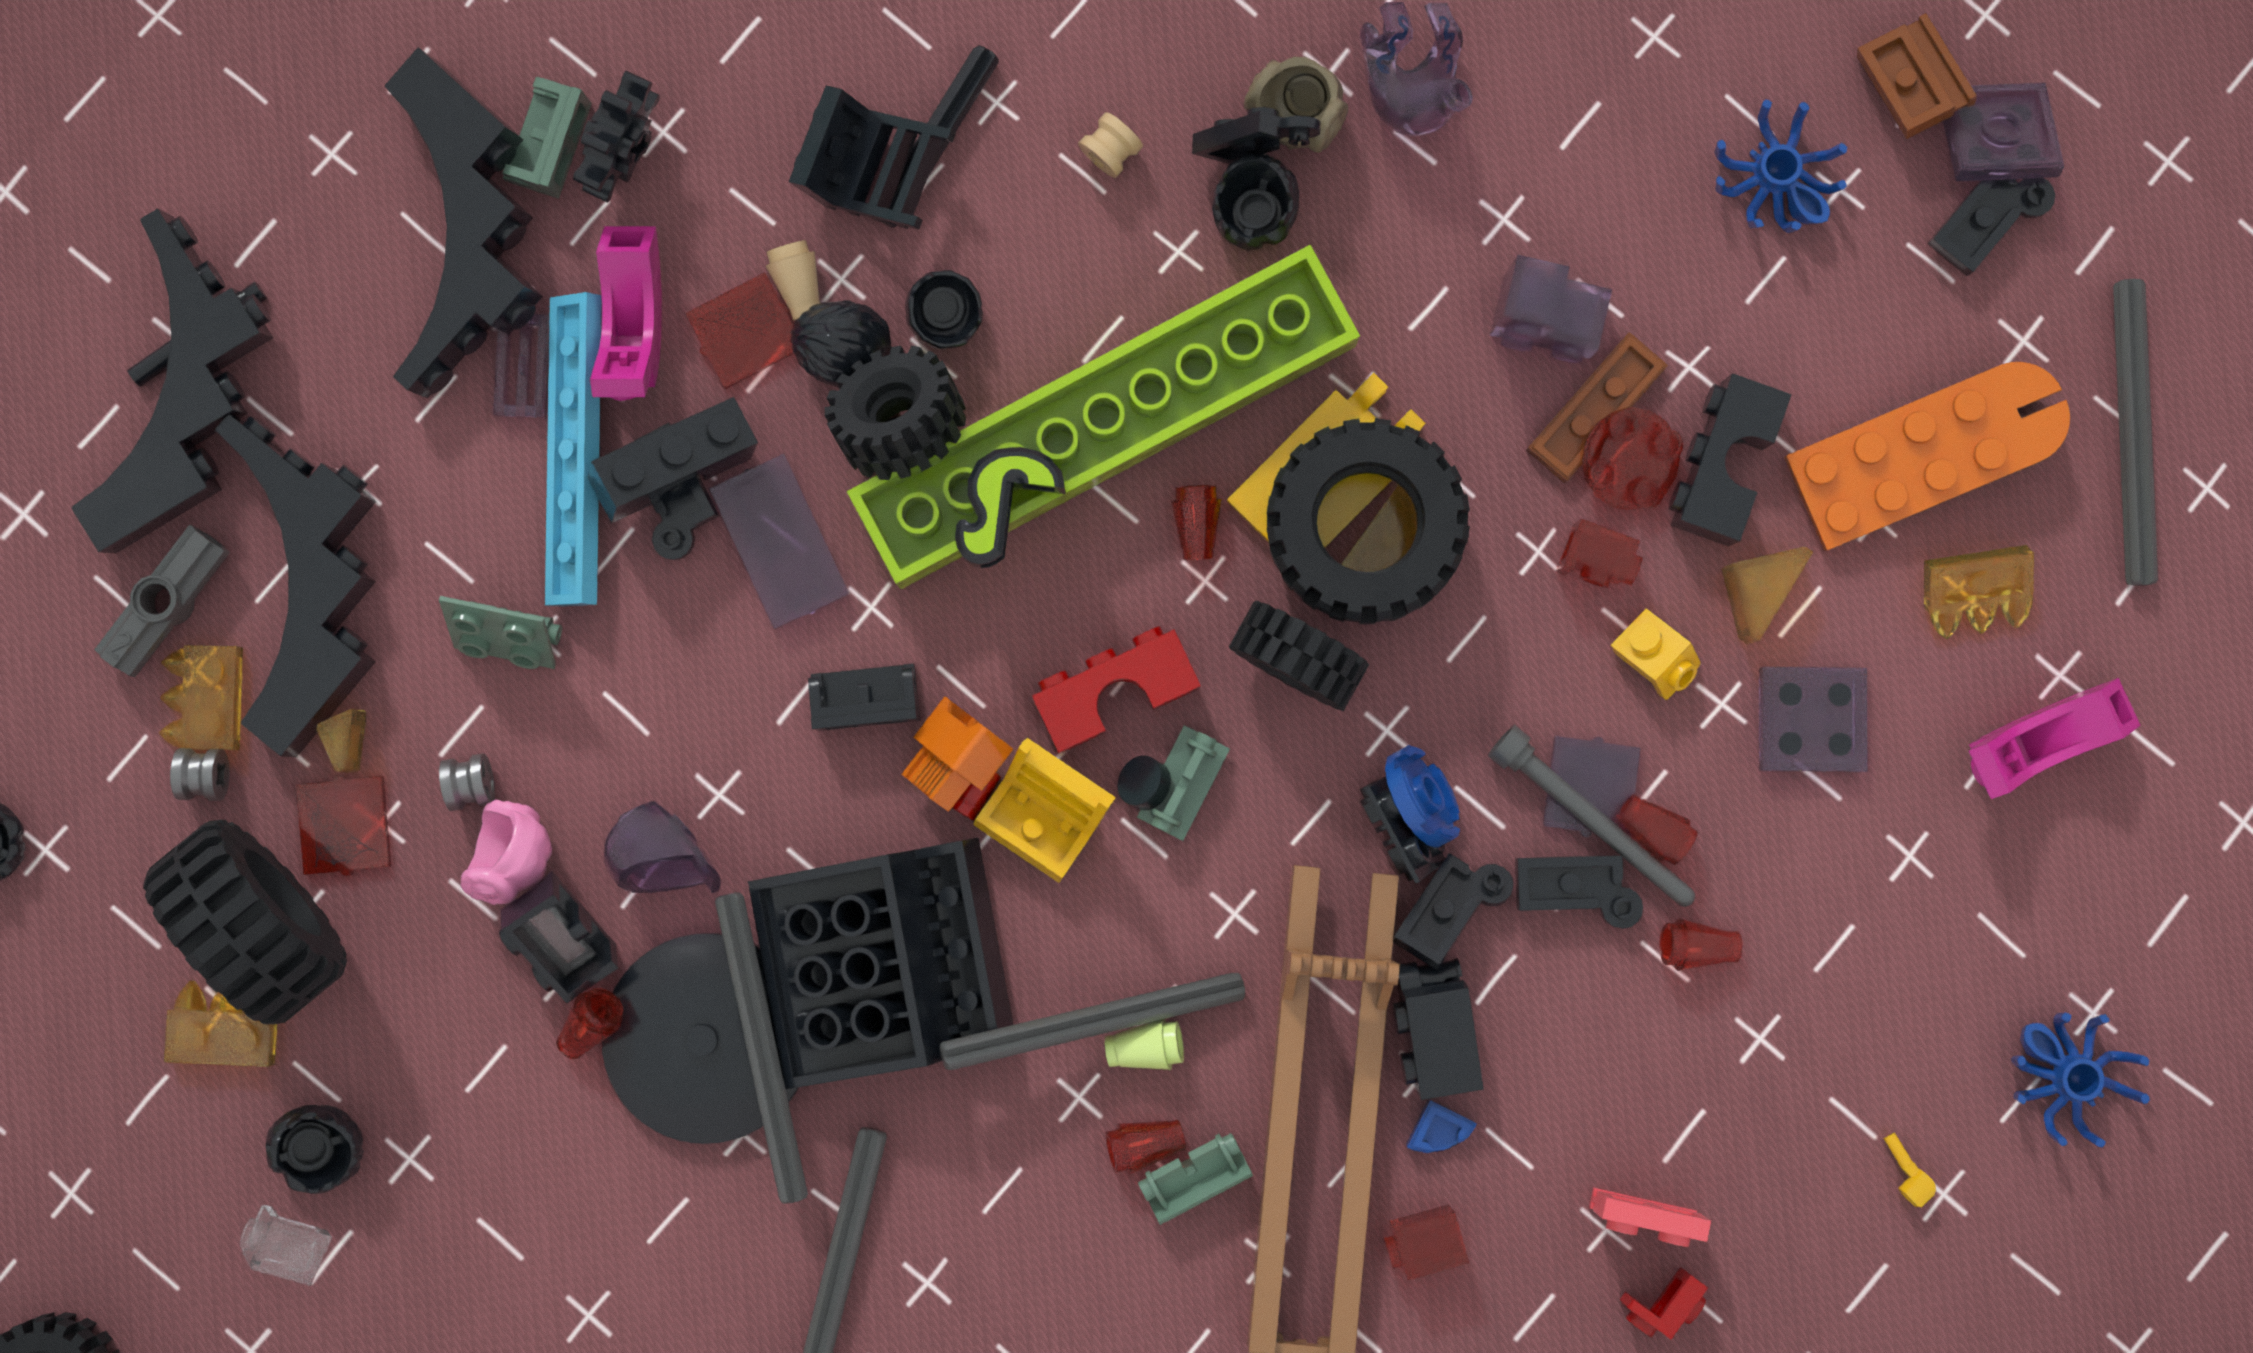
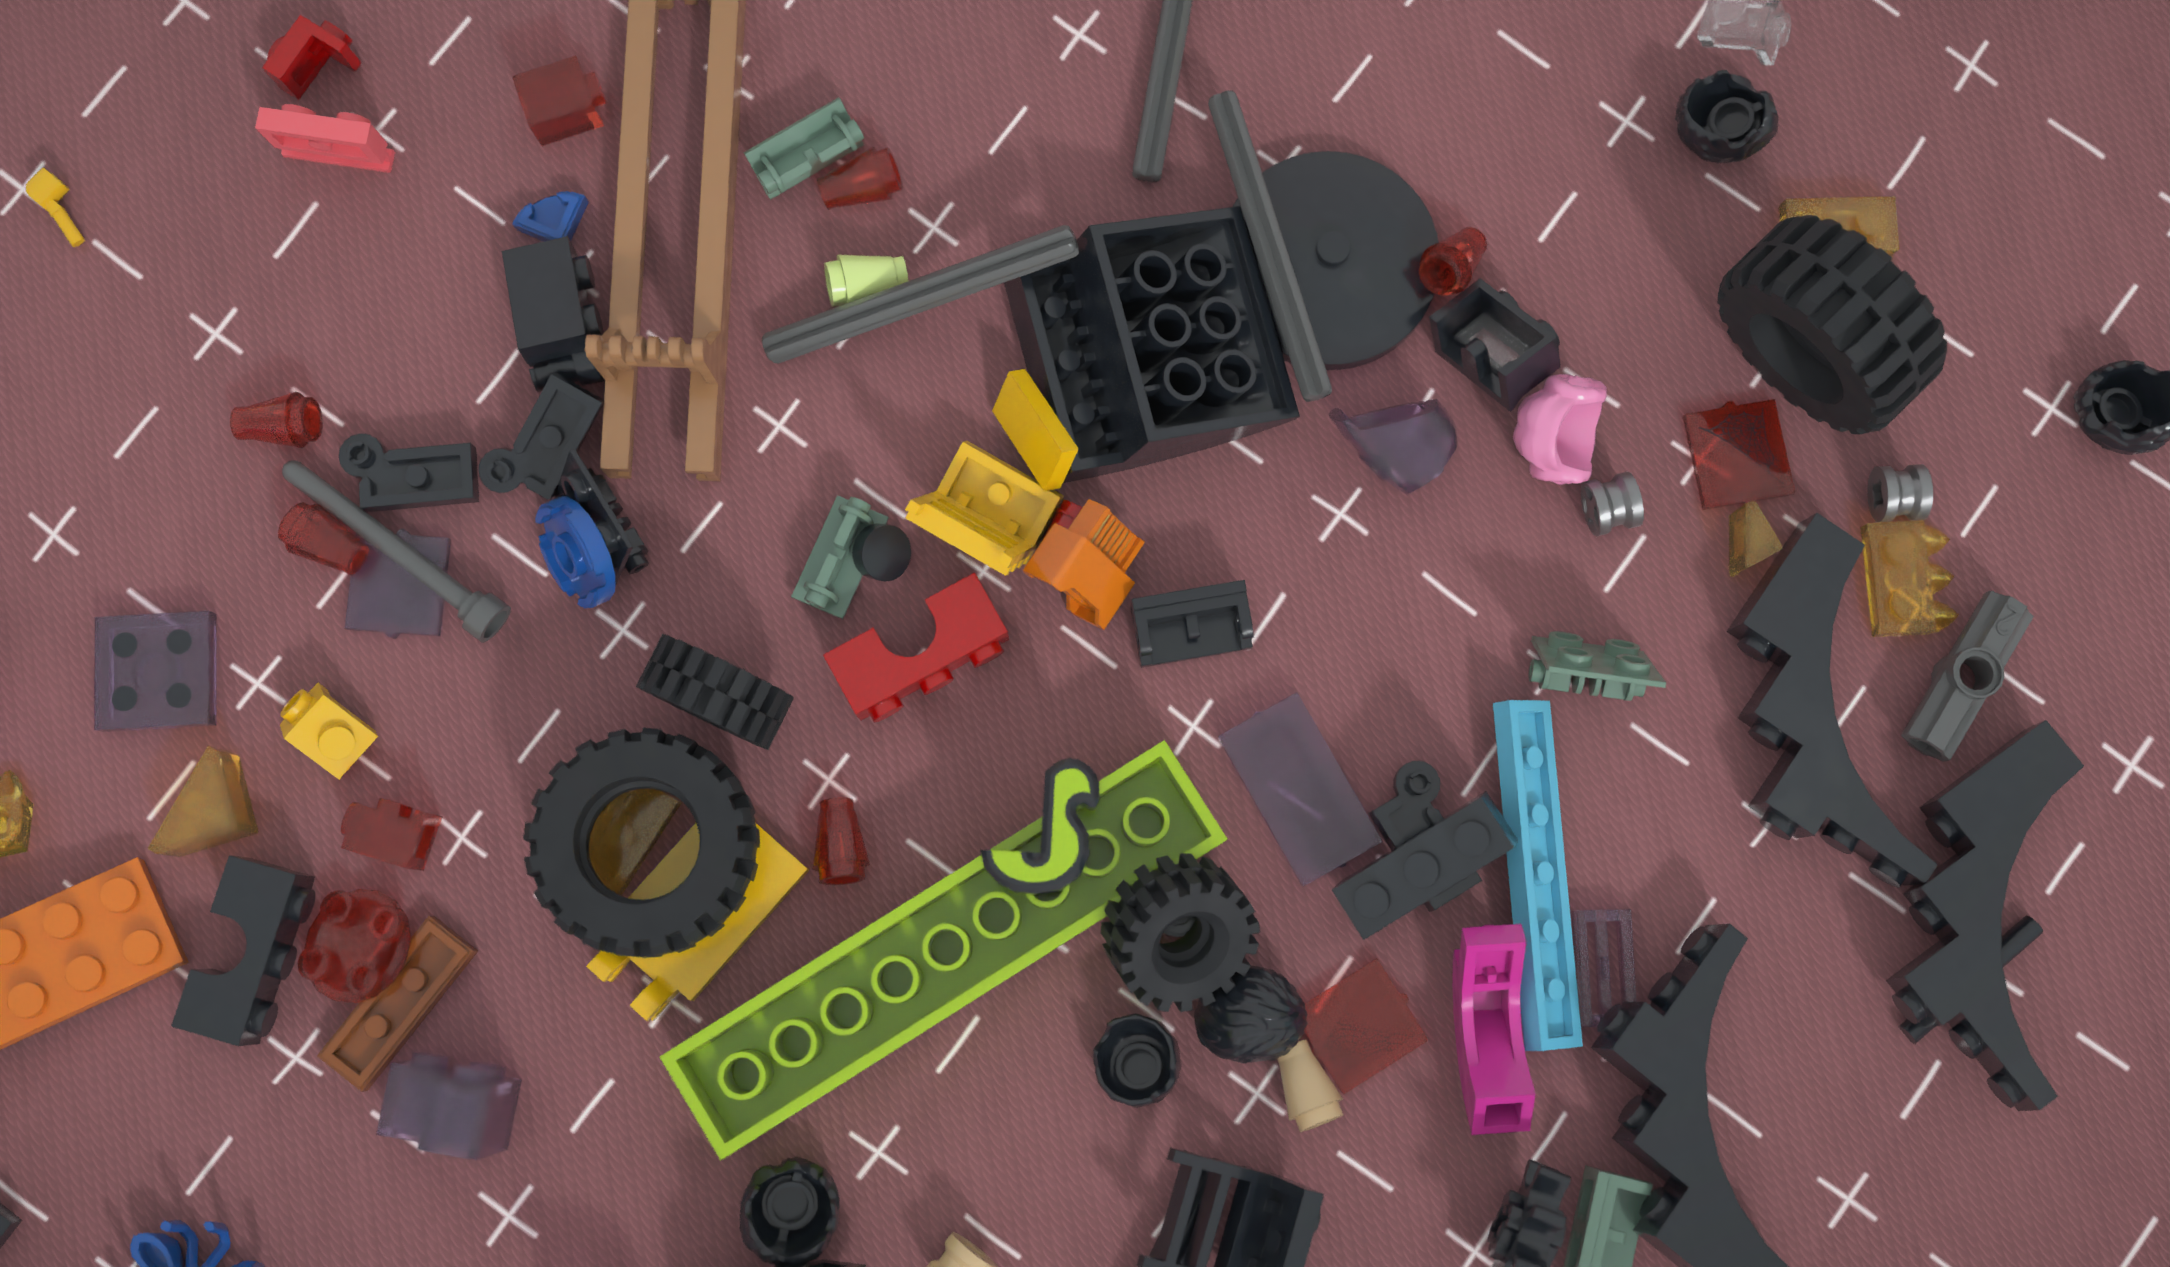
camera: 170 degrees right, 5 degrees down
(994, 884) = (1035, 430): none -> yellow tile

